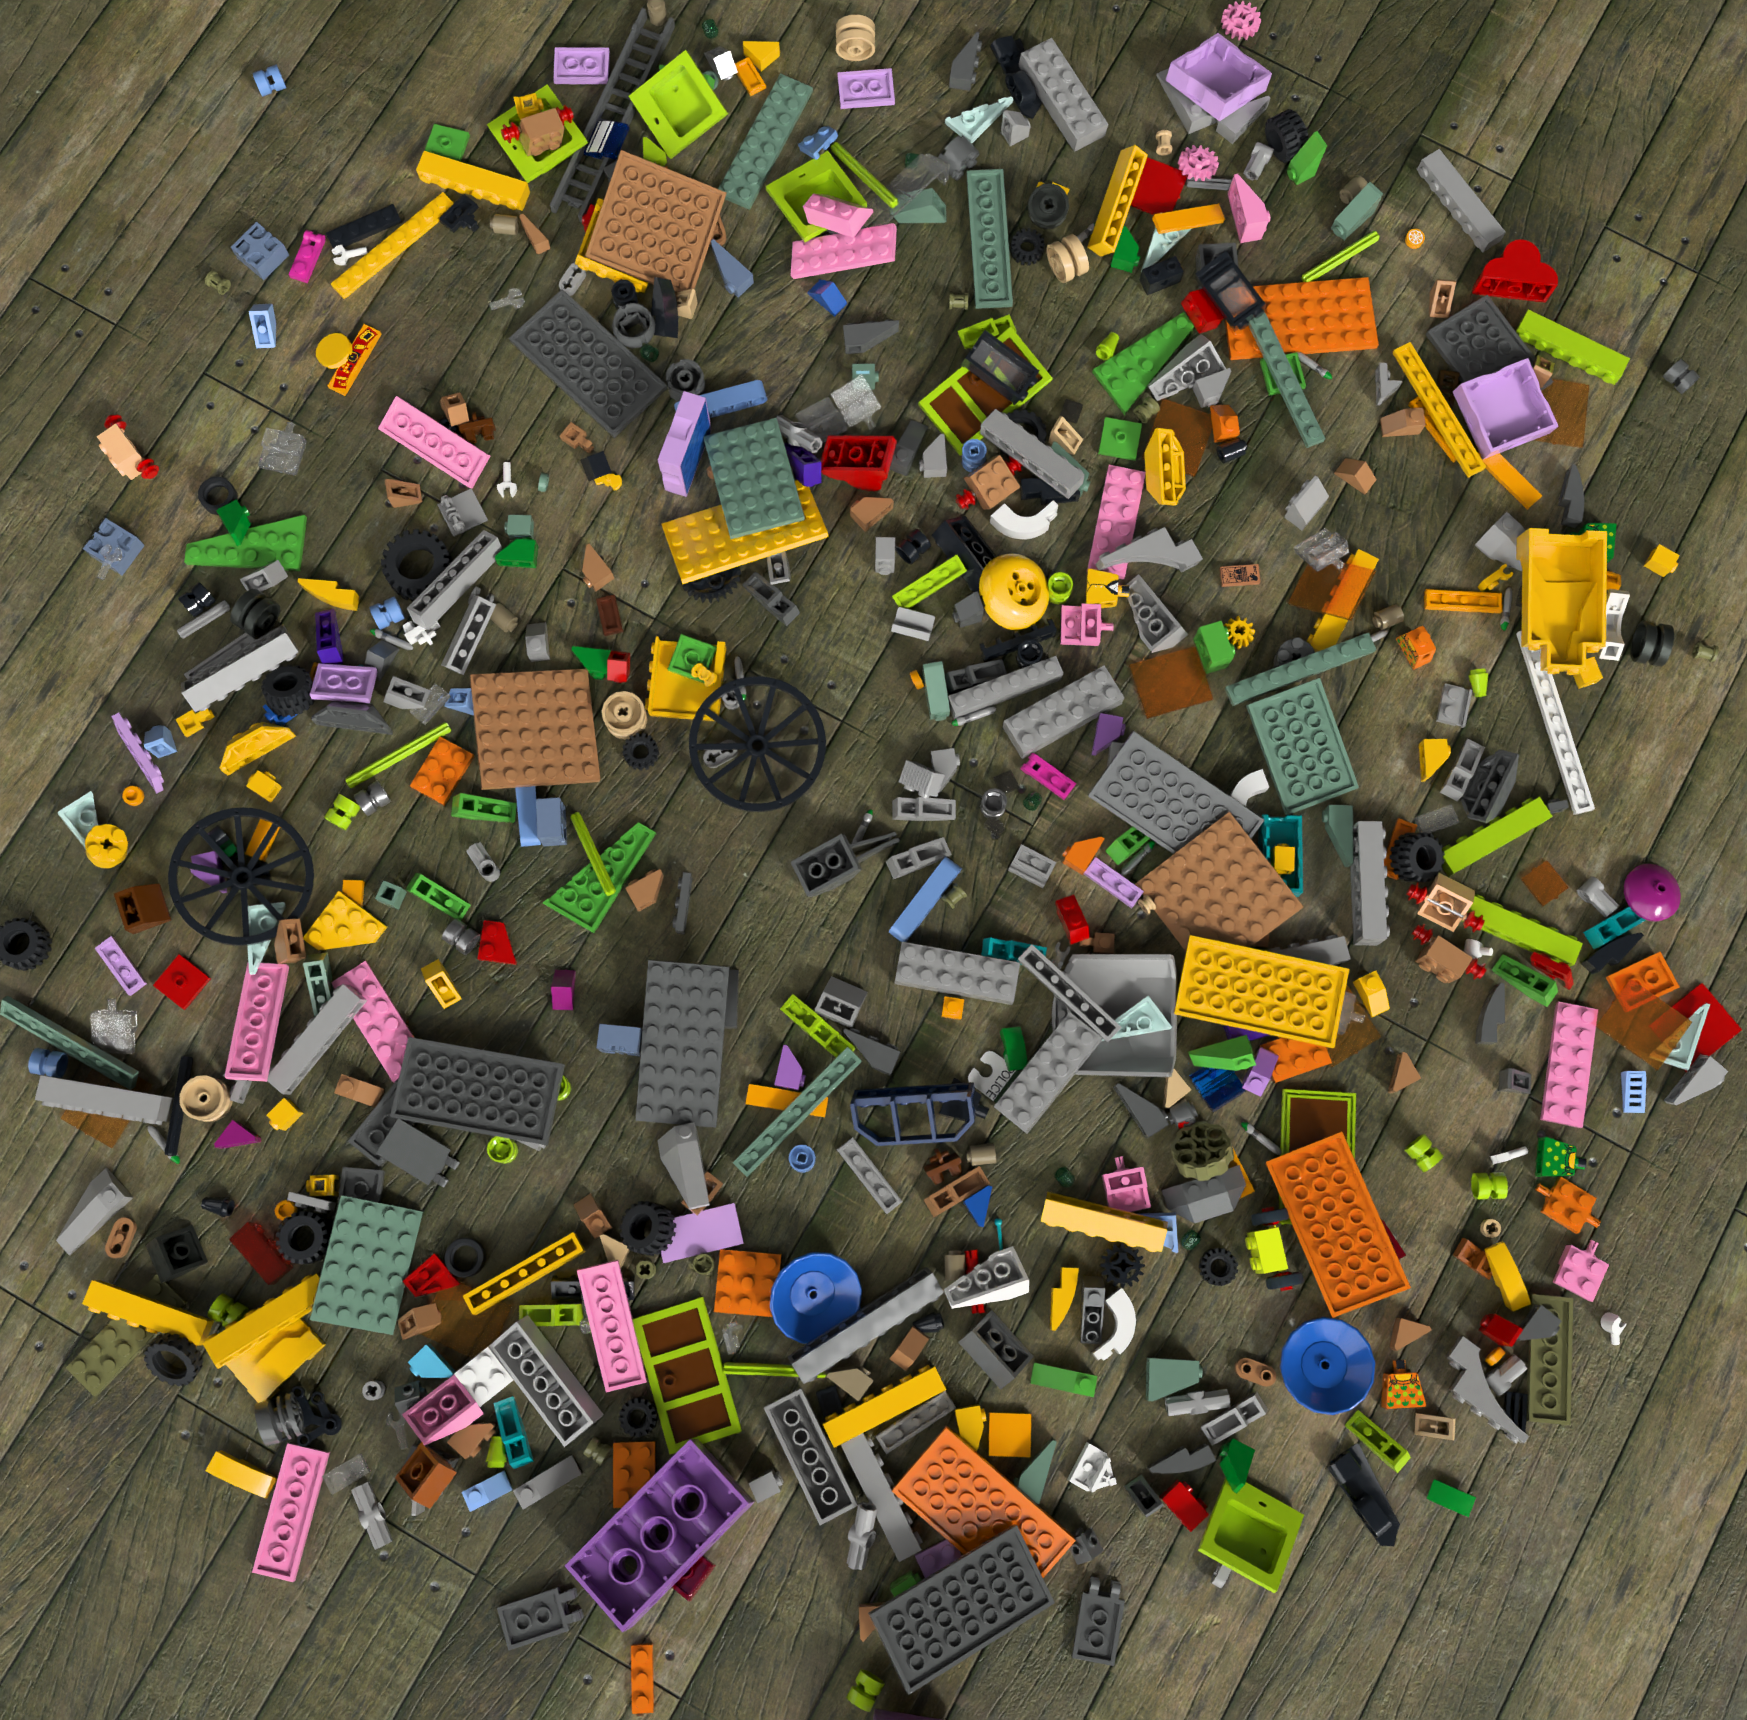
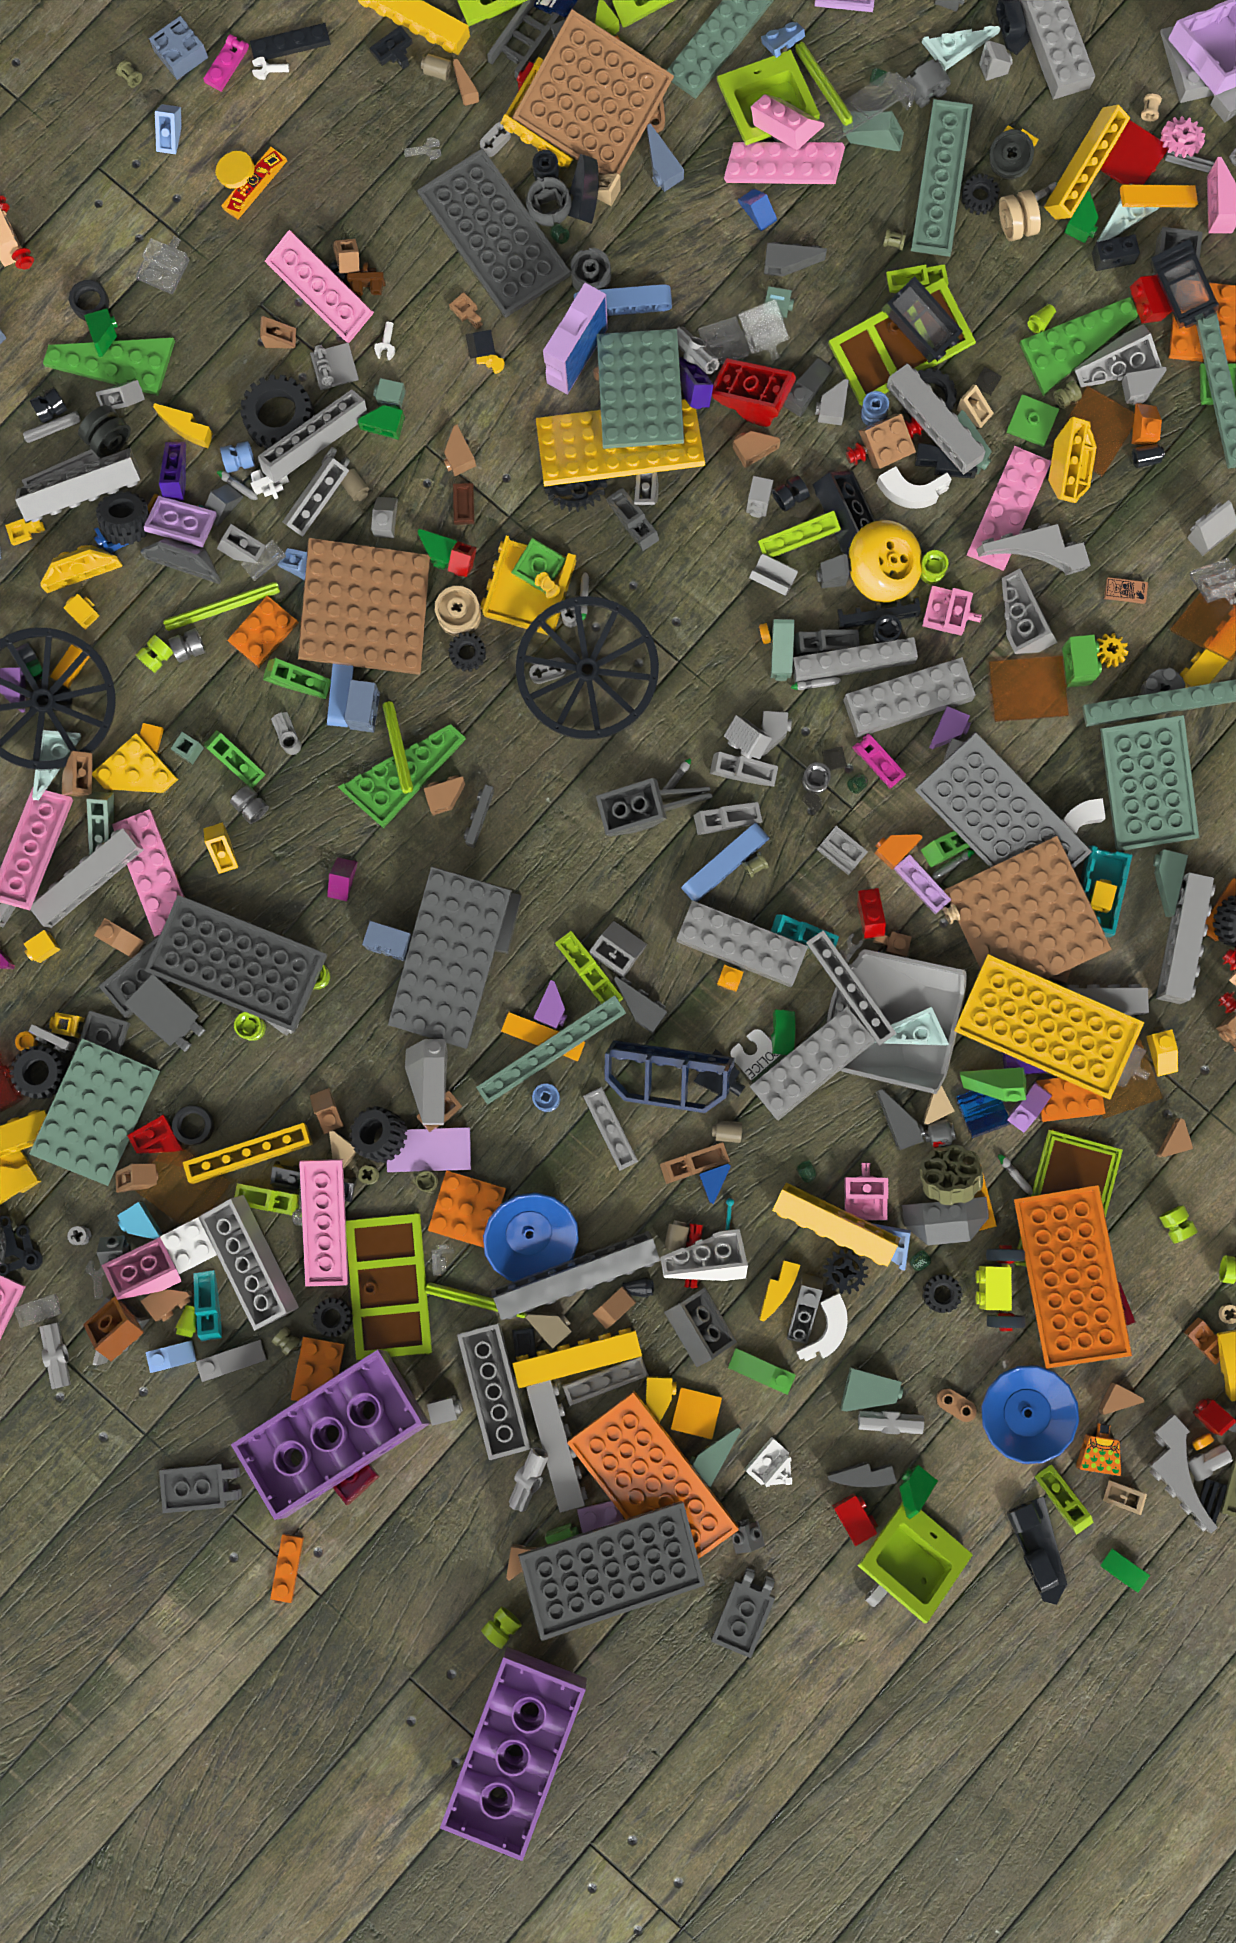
camera: 20 degrees right, 5 degrees up
(391, 246) = (315, 68): yellow plate -> none
(495, 944) = (283, 819): red wing -> none
(543, 482) = (423, 350): sand green tile -> none
(942, 1162) = (686, 1130): reddish brown hips -> none
(1104, 588) = (980, 577): yellow torso -> none
(1143, 1496) = (816, 1501): dark grey slope -> none
(1234, 1418) = (925, 1446): light grey slope -> none

